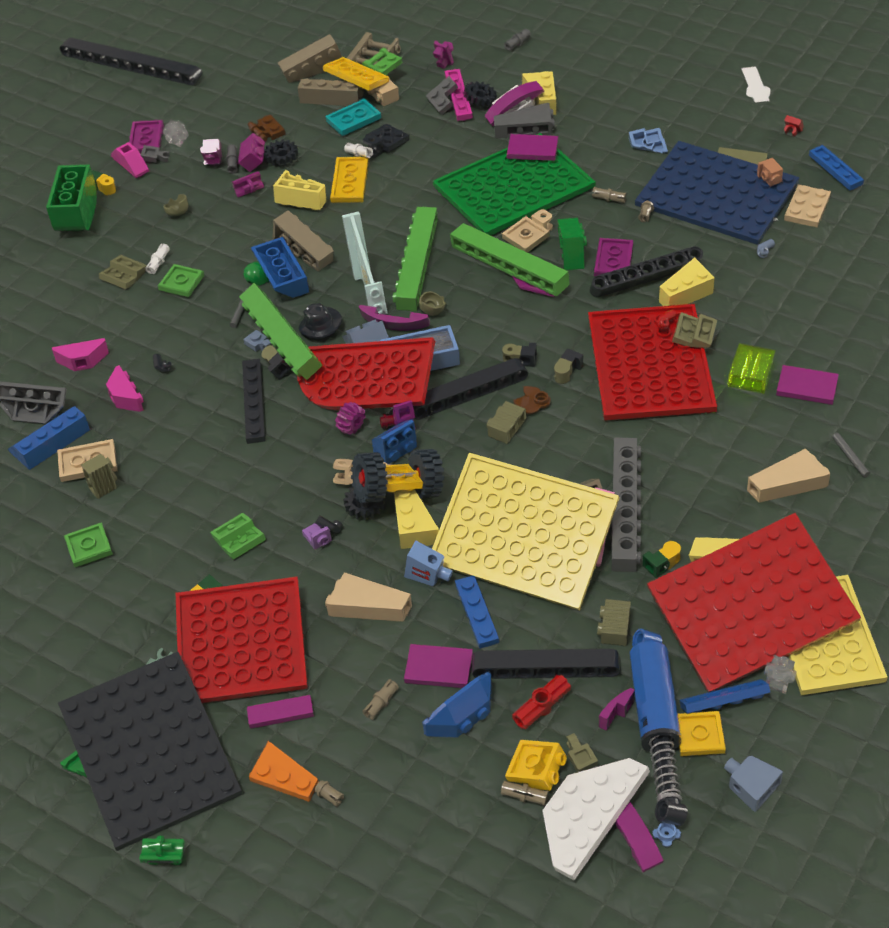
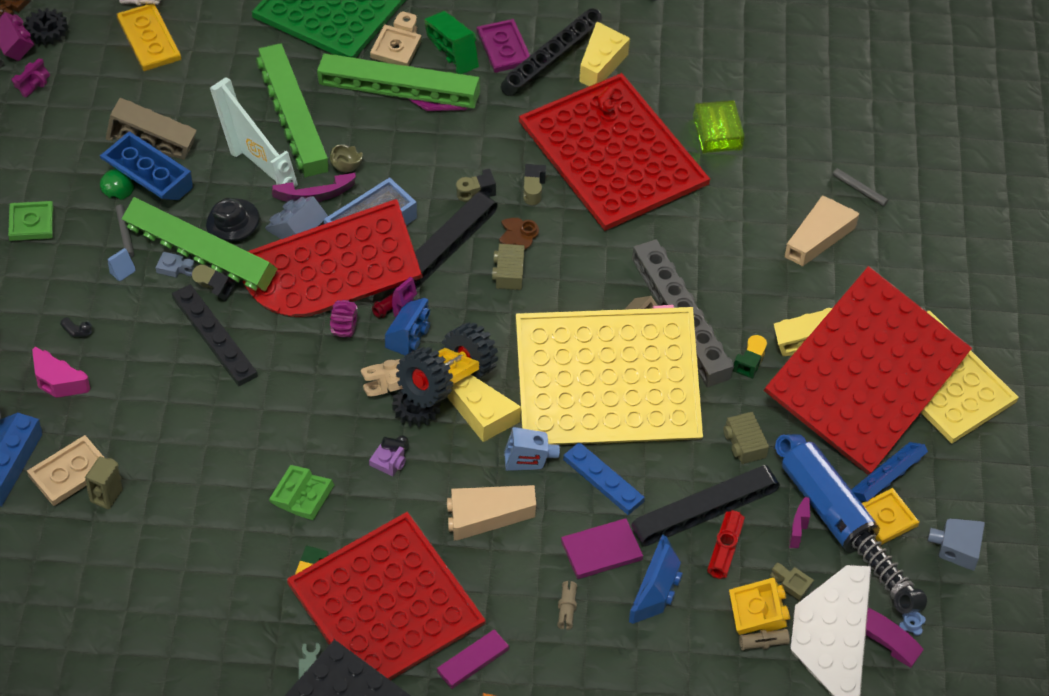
camera: 35 degrees left, 5 degrees up
(88, 544) = (139, 564): bright green plate -> none
(220, 329) = (121, 265): none -> medium blue slope
(299, 192) = (105, 70): light yellow wedge -> none
(694, 331) = (642, 103): olive slope -> none
(780, 673) = (926, 429): clear brick -> none
(807, 384) = (779, 126): magenta tile -> none

